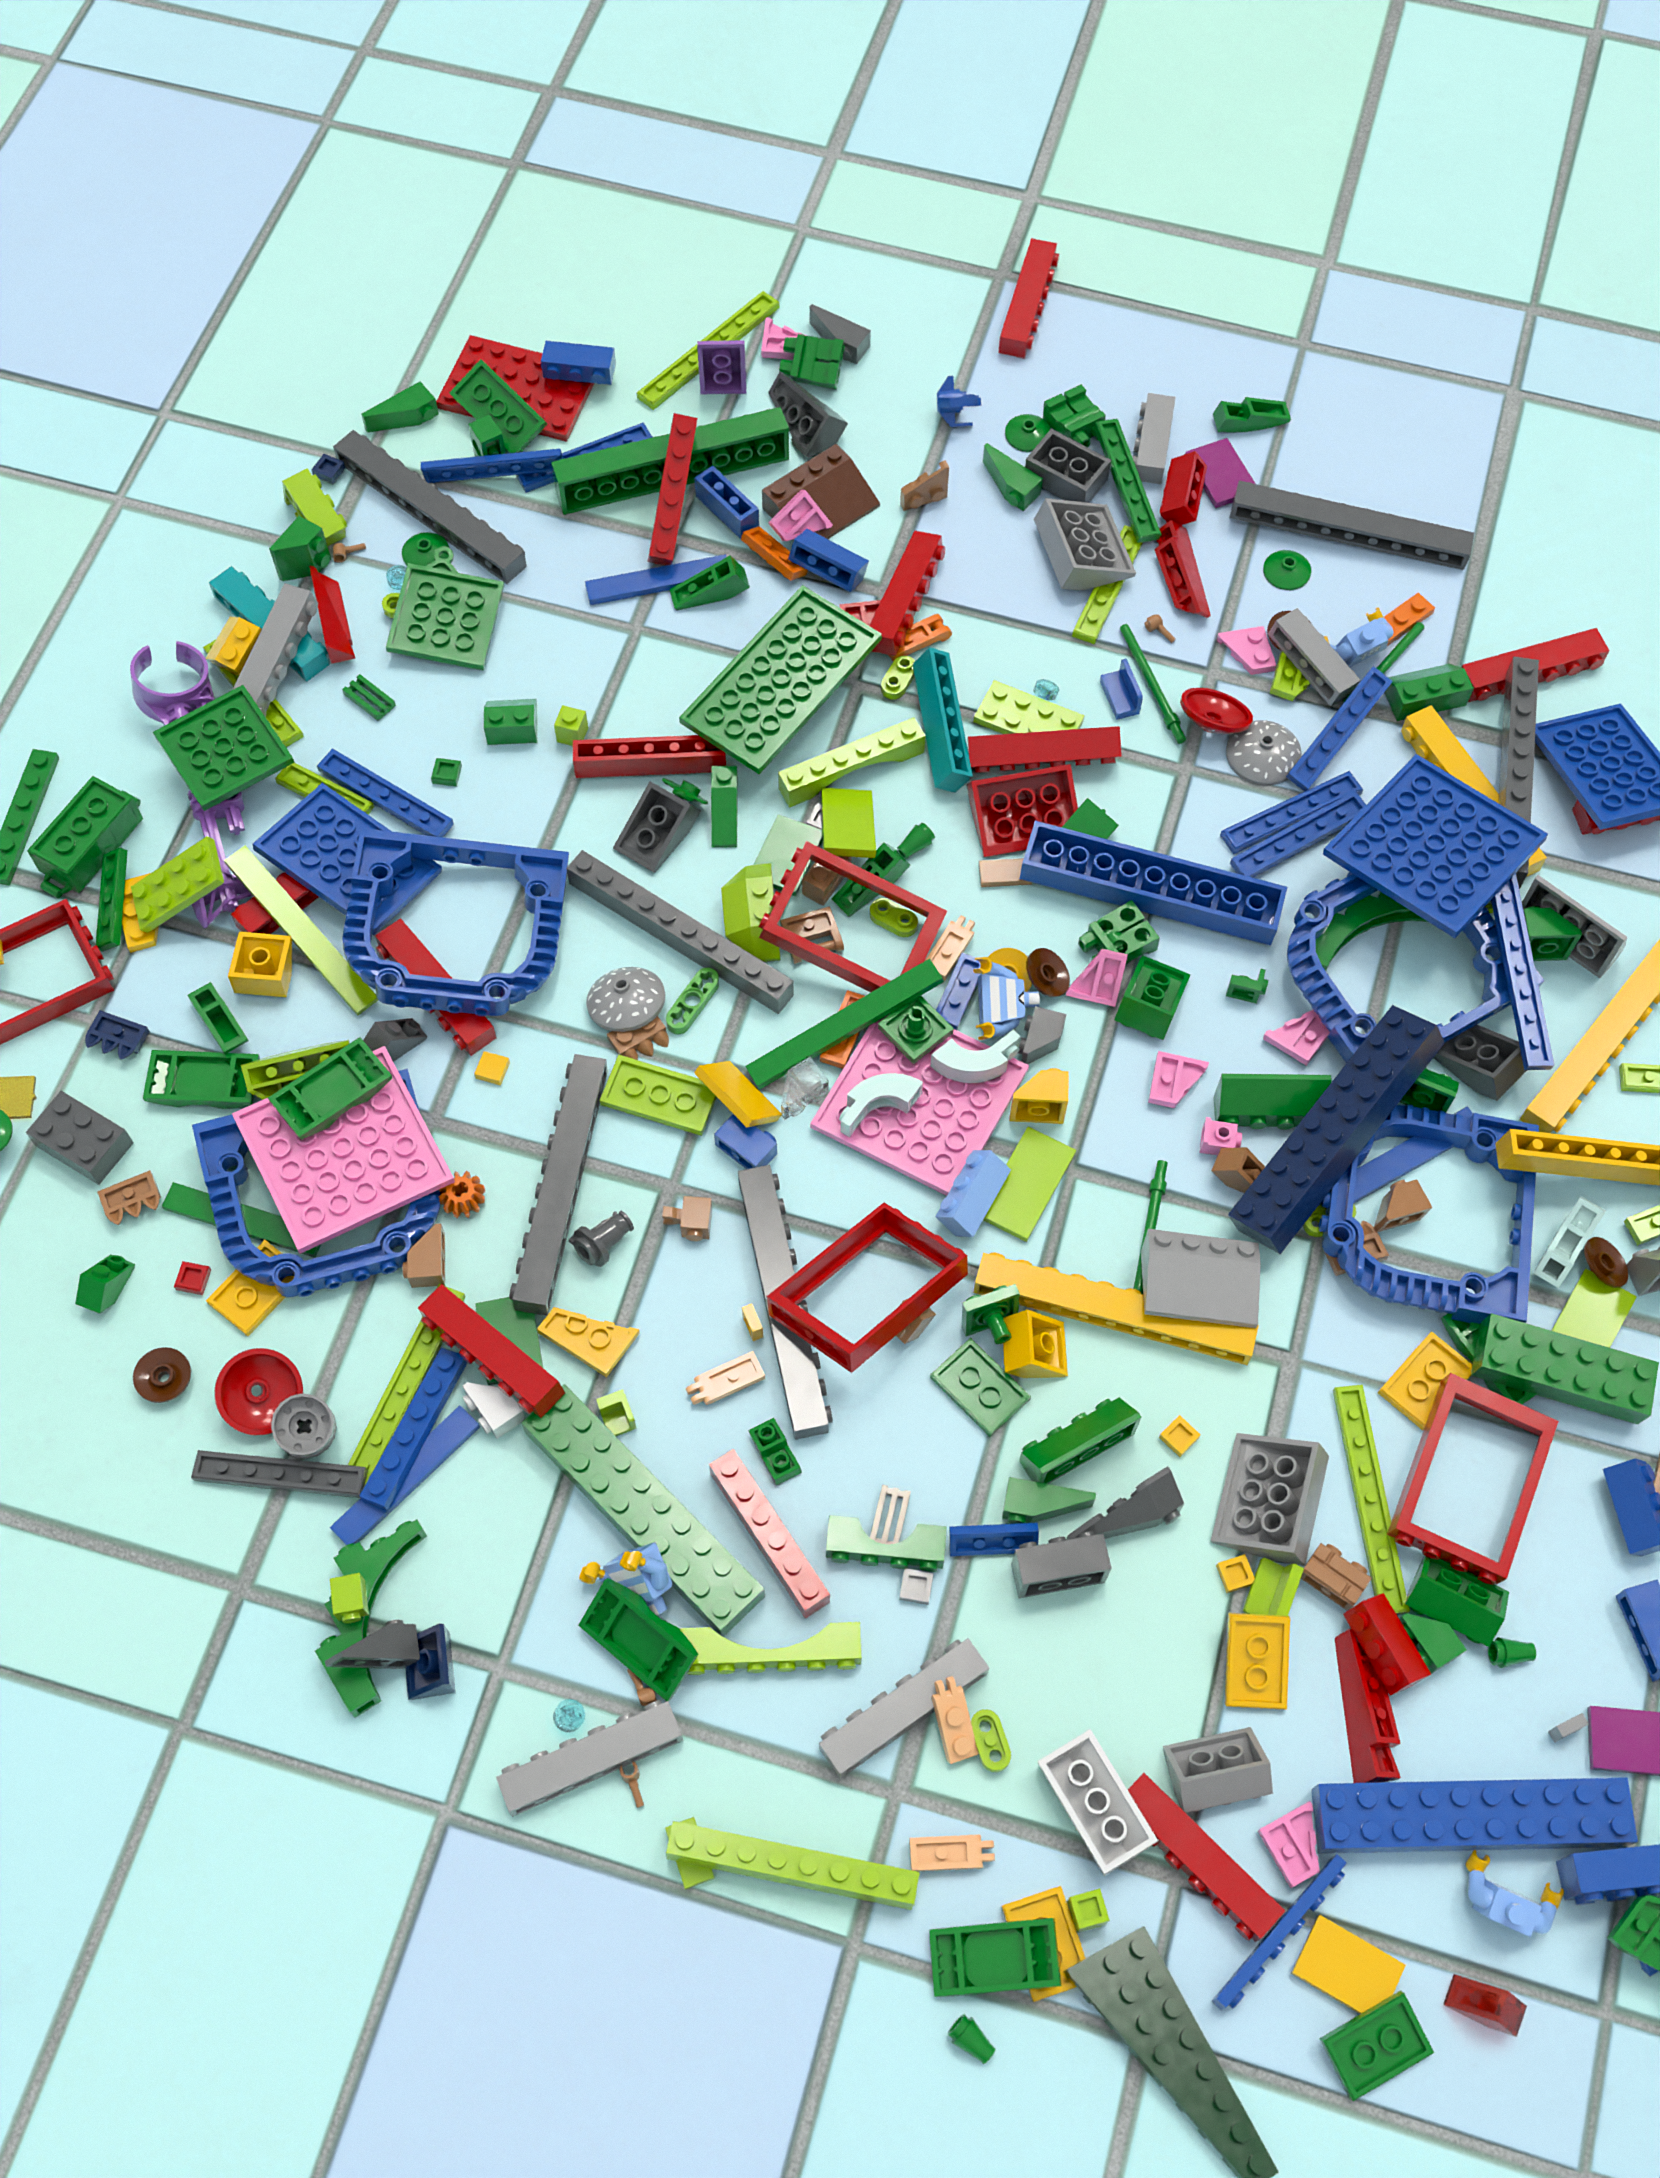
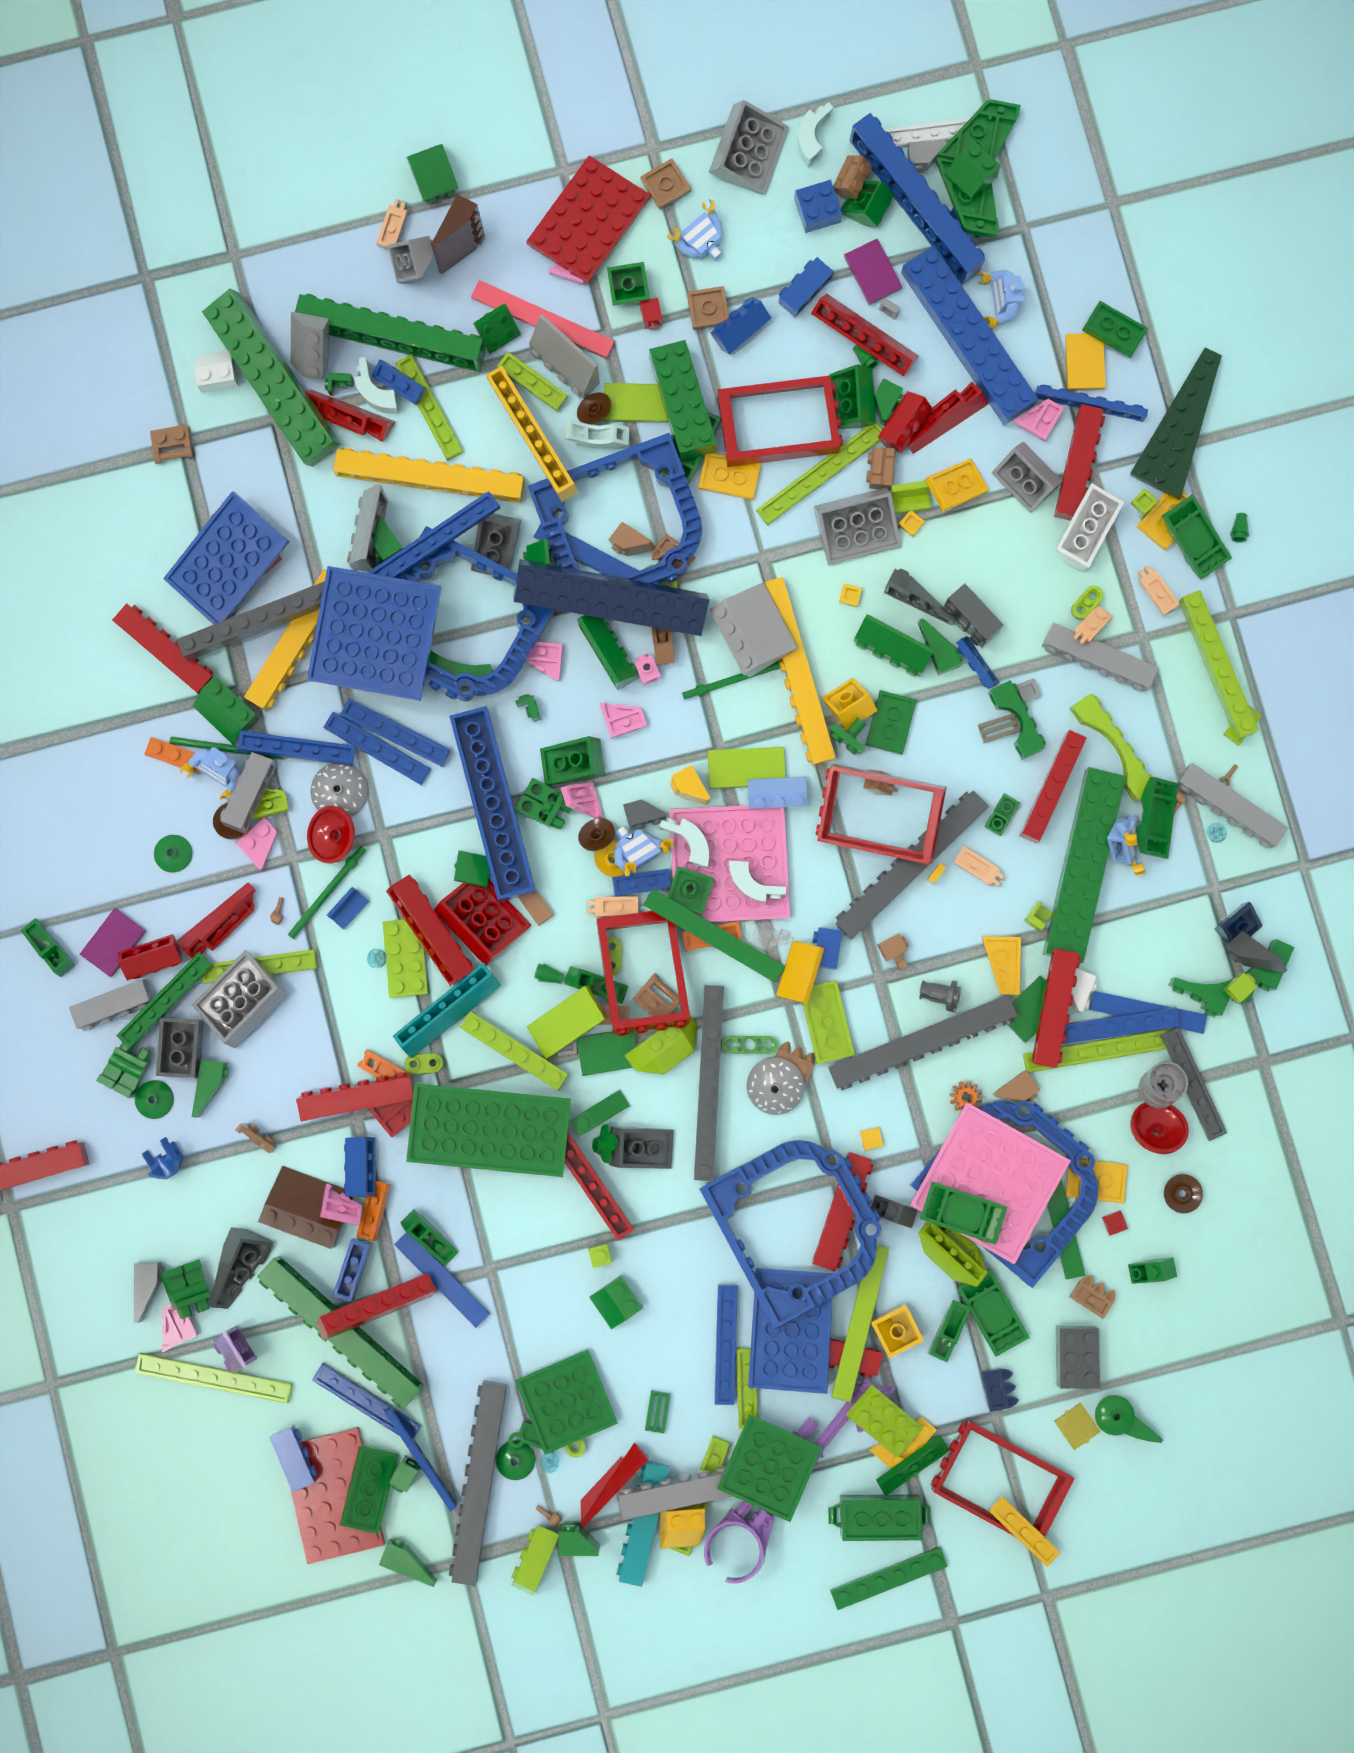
camera: 120 degrees left, 20 degrees up
(328, 468) = (490, 1580): dark blue plate -> none
(446, 772) = (681, 1317): green tile -> none
(1352, 525) = (113, 827): dark grey brick -> none
(1485, 2004) = (1061, 285): clear red slope -> none
(1544, 1665) = (864, 334): none -> red brick

